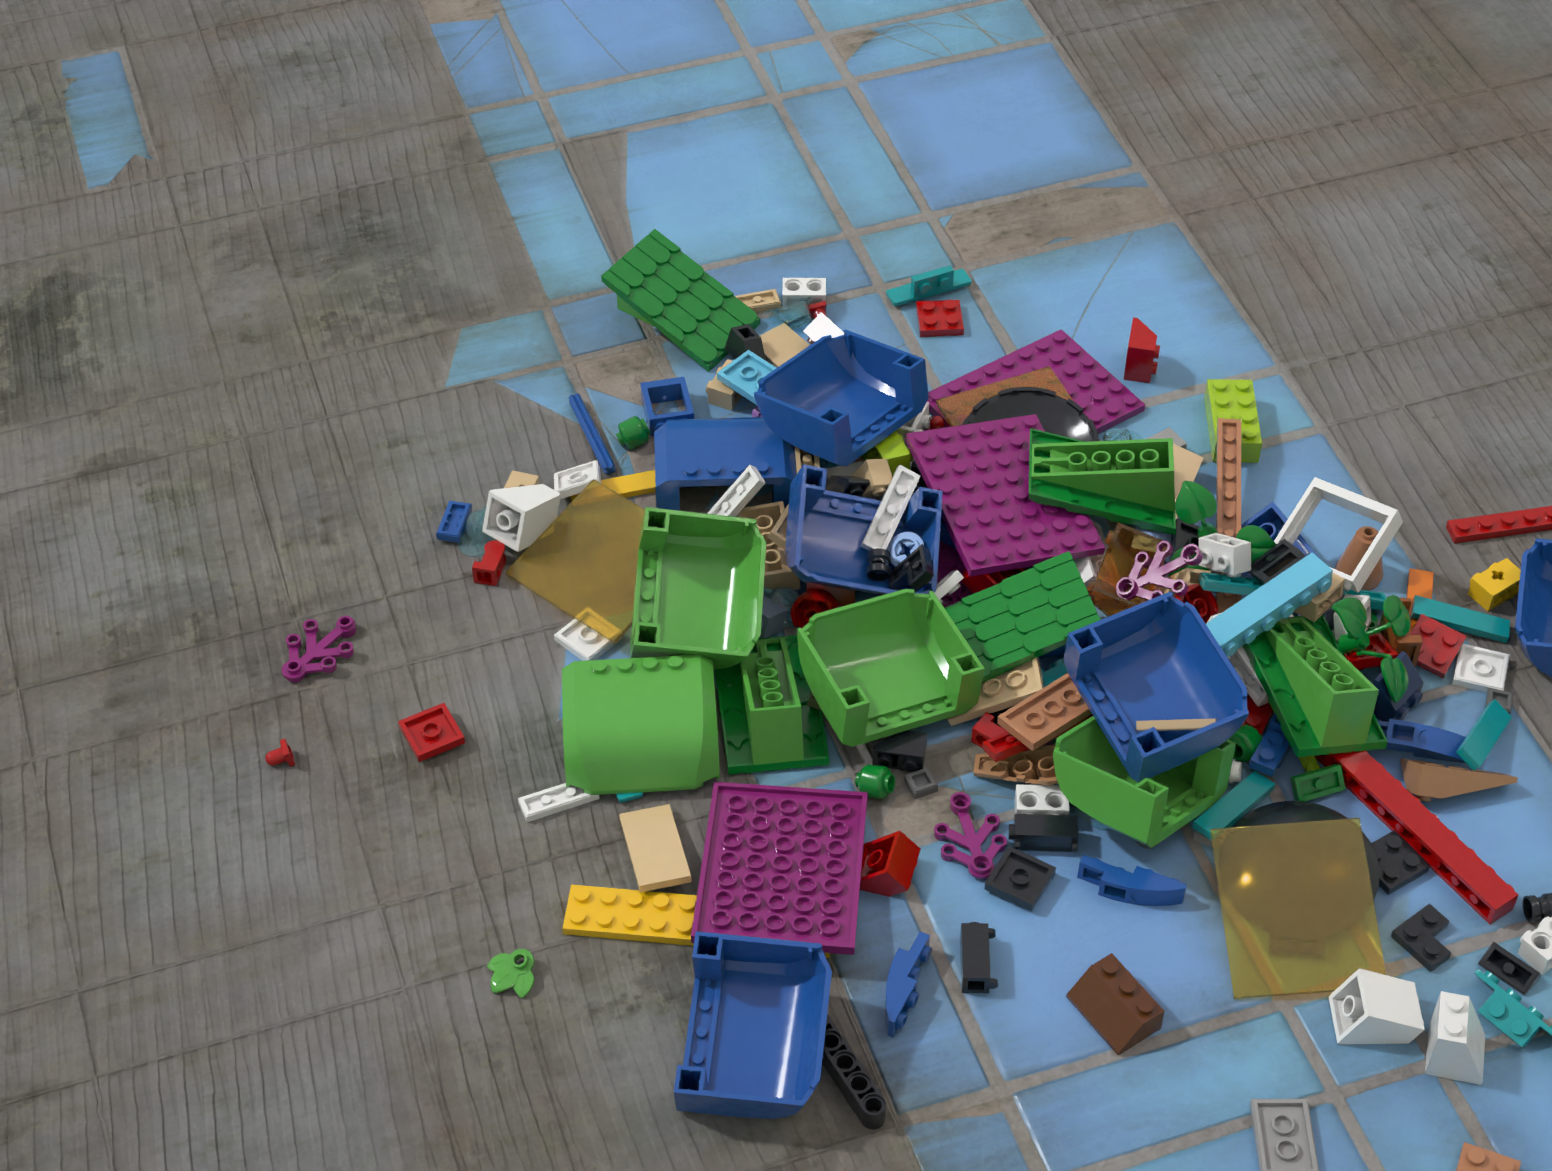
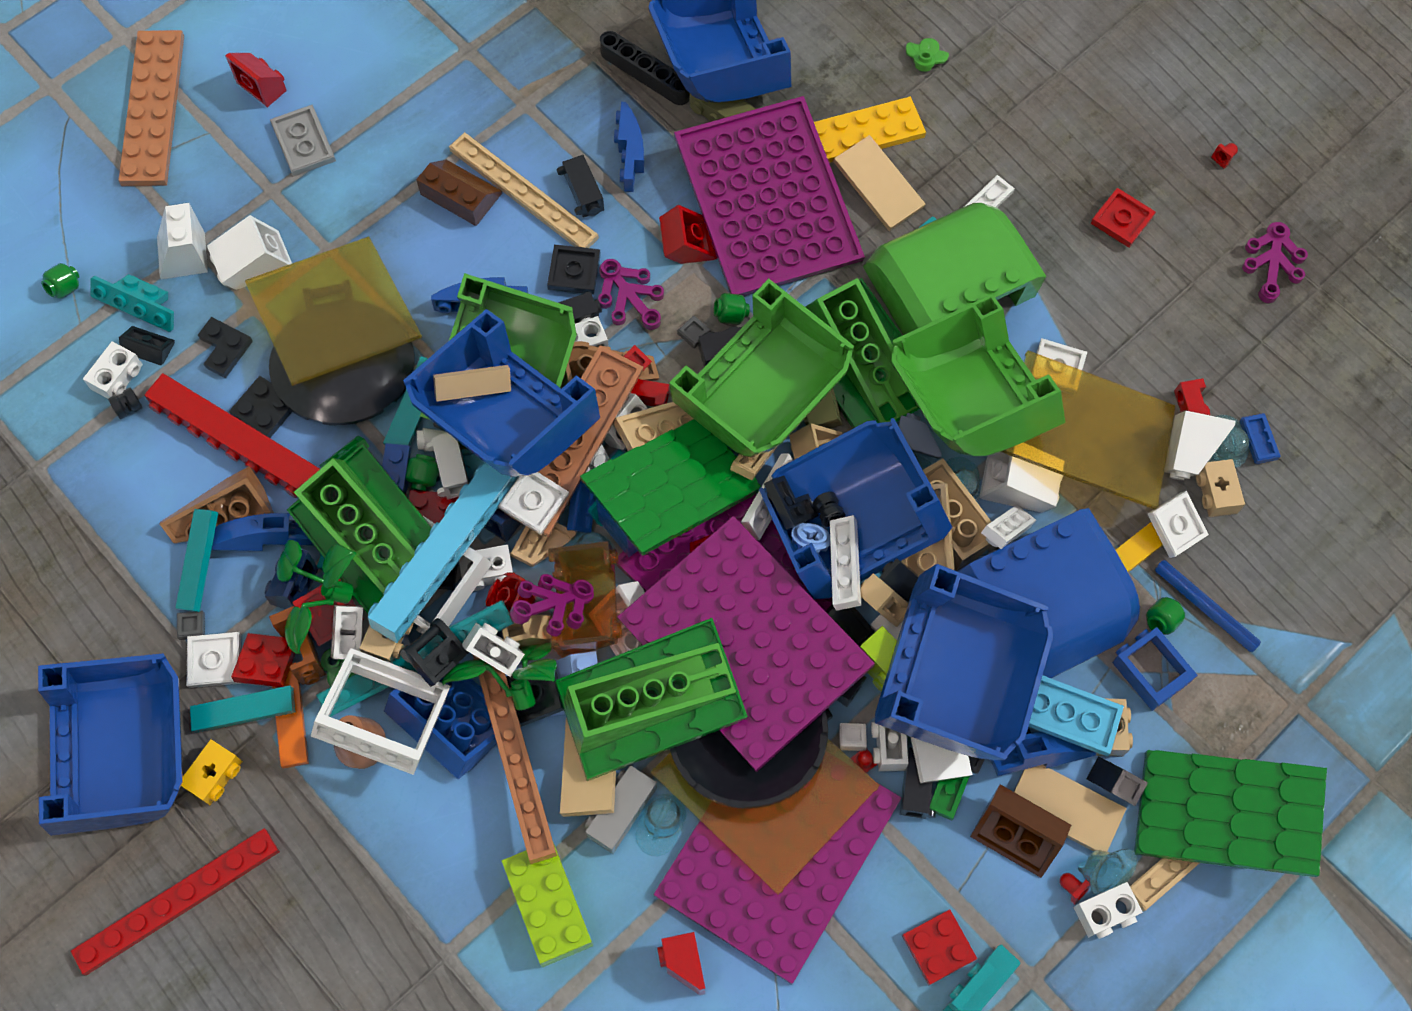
camera: 155 degrees right, 20 degrees up
(1045, 987) = (523, 192): none -> tan tile

